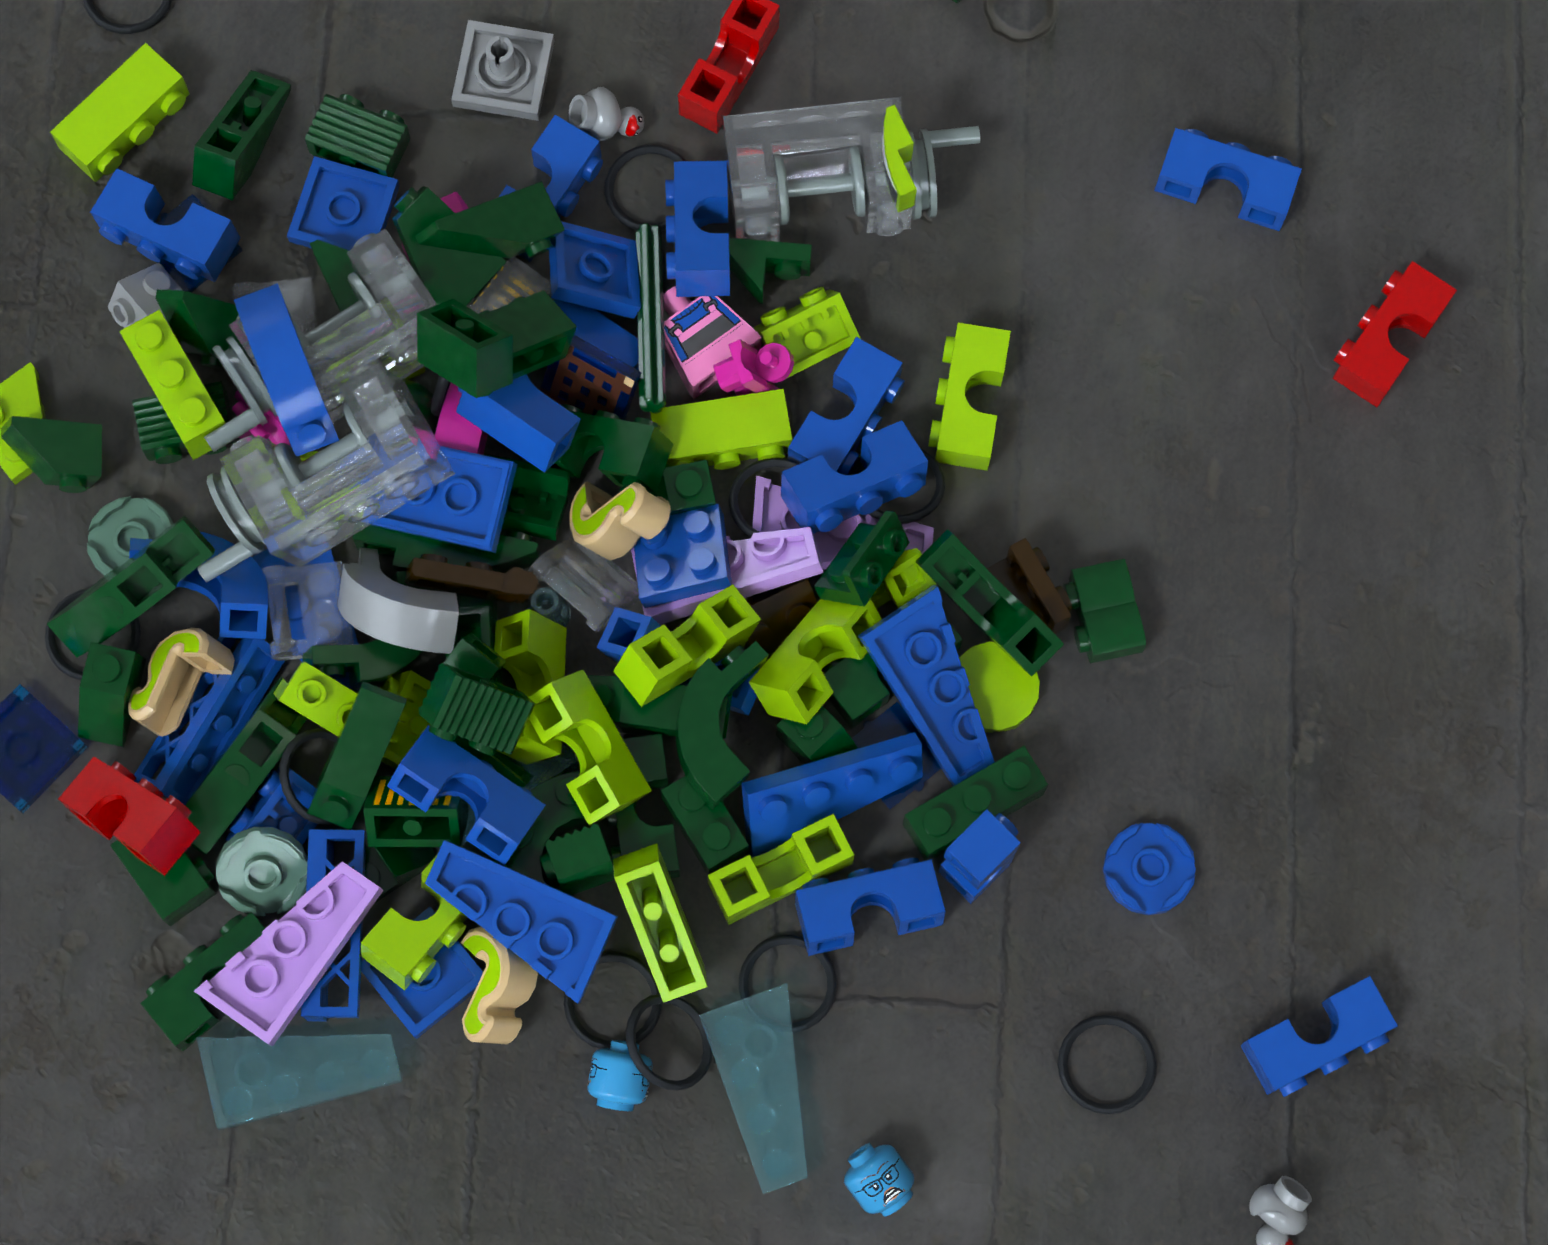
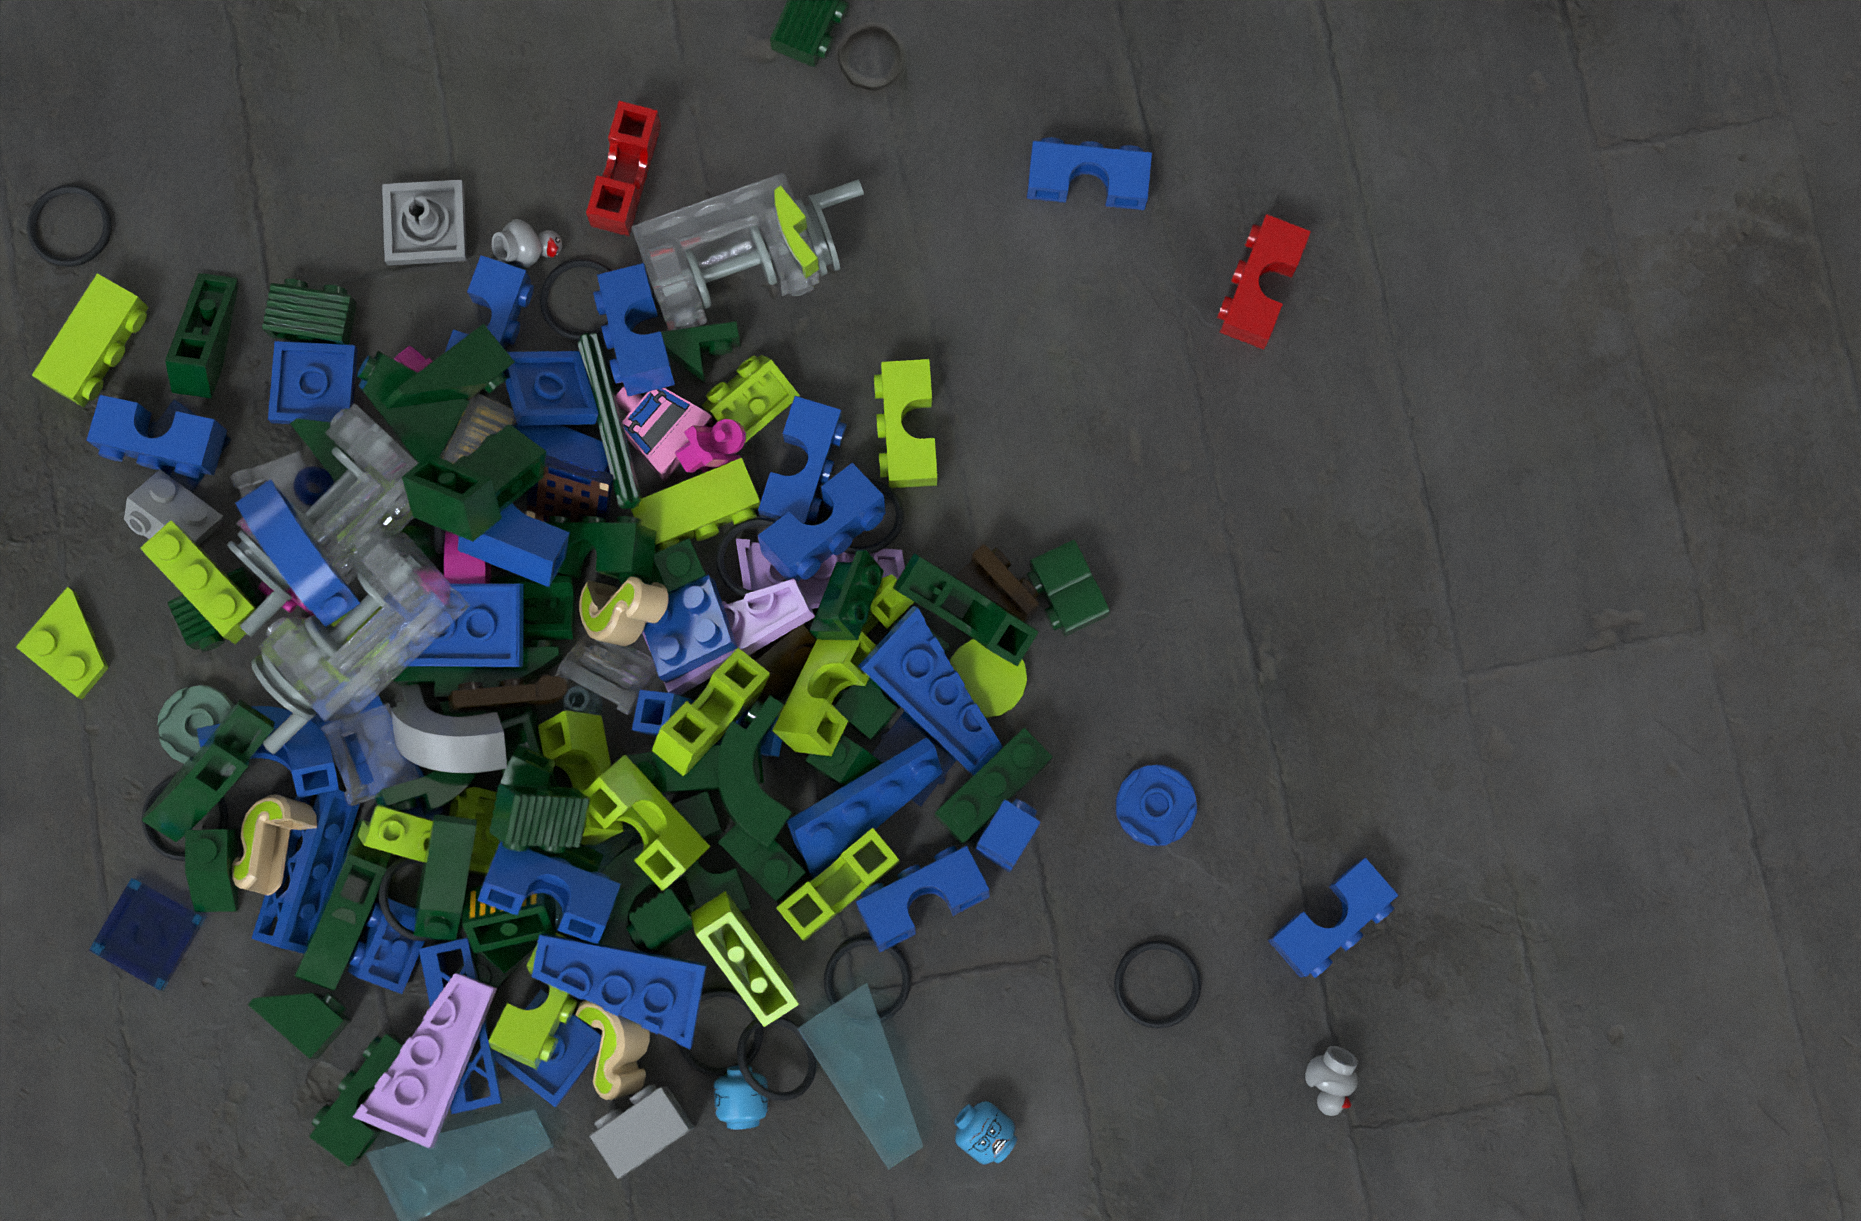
camera: 15 degrees left, 5 degrees up
(57, 450) = (112, 663): dark green slope -> none
(132, 812) = (278, 982): red arch -> none
(198, 322) = (208, 520): dark green slope -> none
(262, 871) = (386, 994): sand green tile -> none
(316, 303) = (311, 474): none -> clear blue plate
(502, 1082) = (642, 1130): none -> light grey brick

